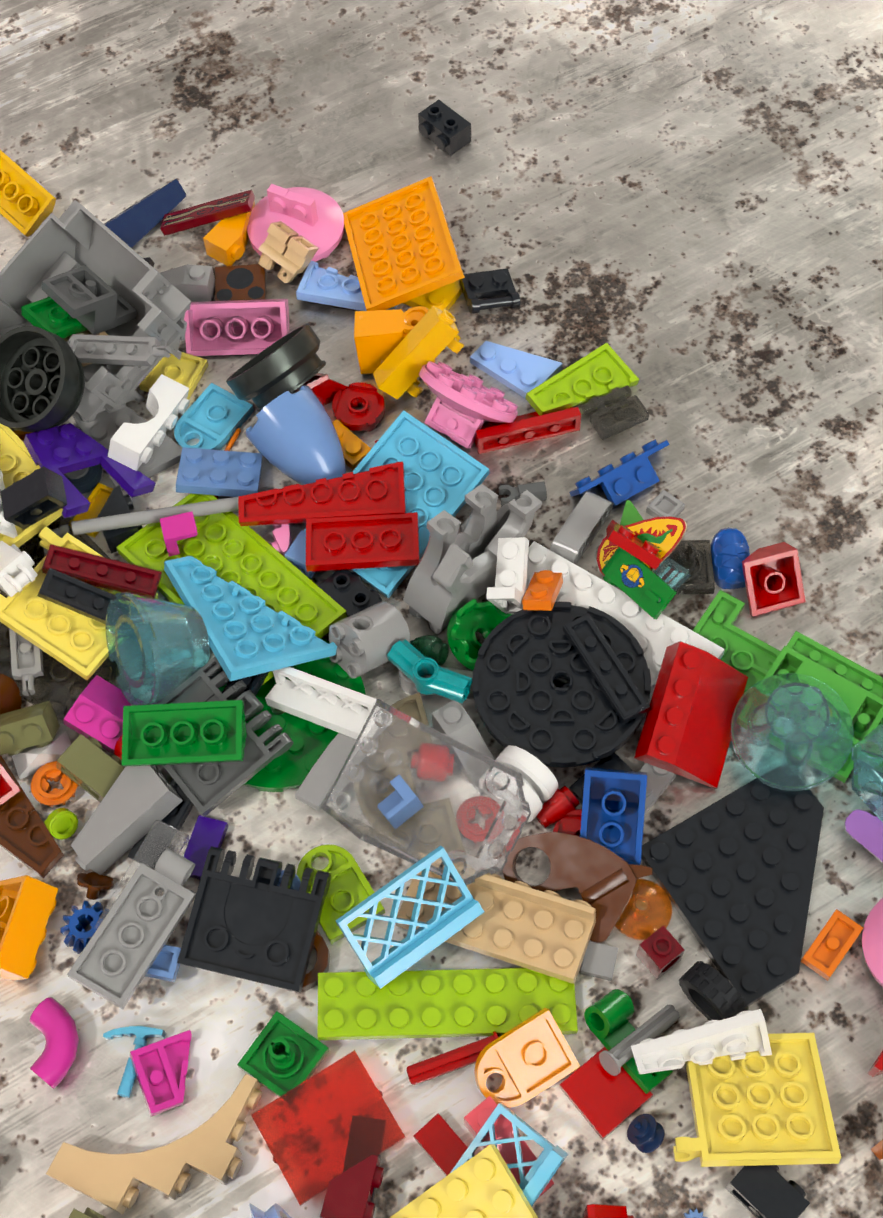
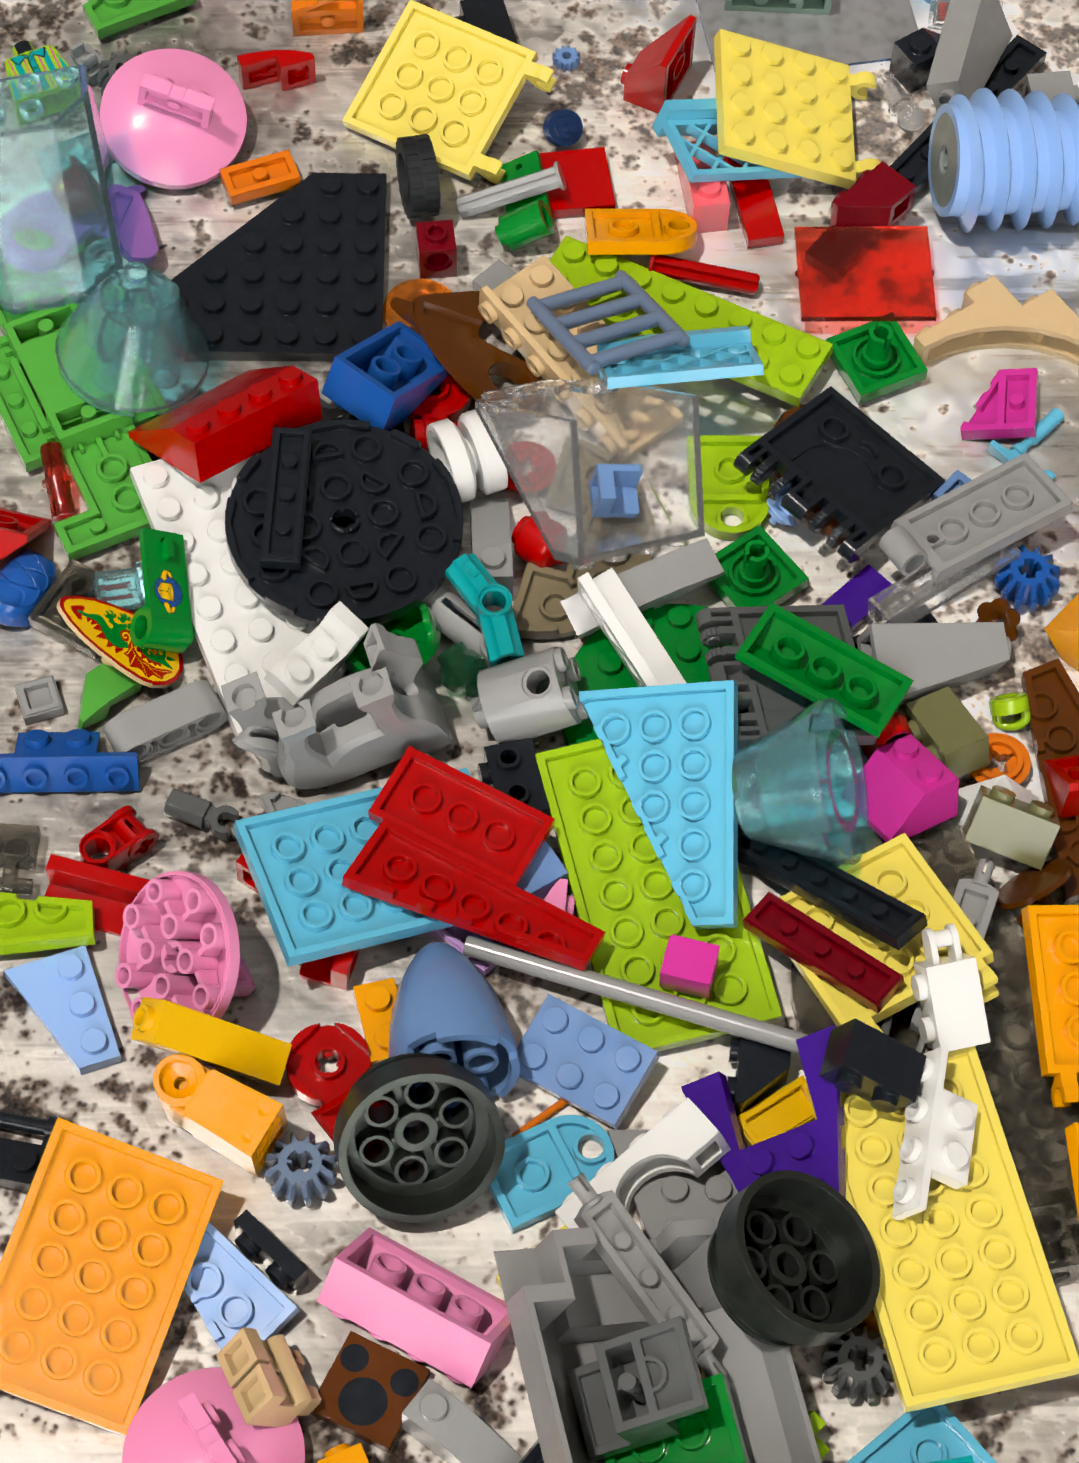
camera: 155 degrees left, 0 degrees up
(281, 825) = (757, 572): none -> green plate
(326, 311) = (281, 1264): none -> black plate
(338, 351) = (302, 1155): none -> sand blue gear
(448, 948) = (636, 299): none -> sand blue bar
(542, 591) = (285, 629): orange plate -> none
(554, 451) = (120, 838): none -> red piece
(630, 543) = (139, 627): red wing -> none
(703, 1043) = (452, 129): white wing -> none
(765, 630) = (57, 481): none -> clear red axle

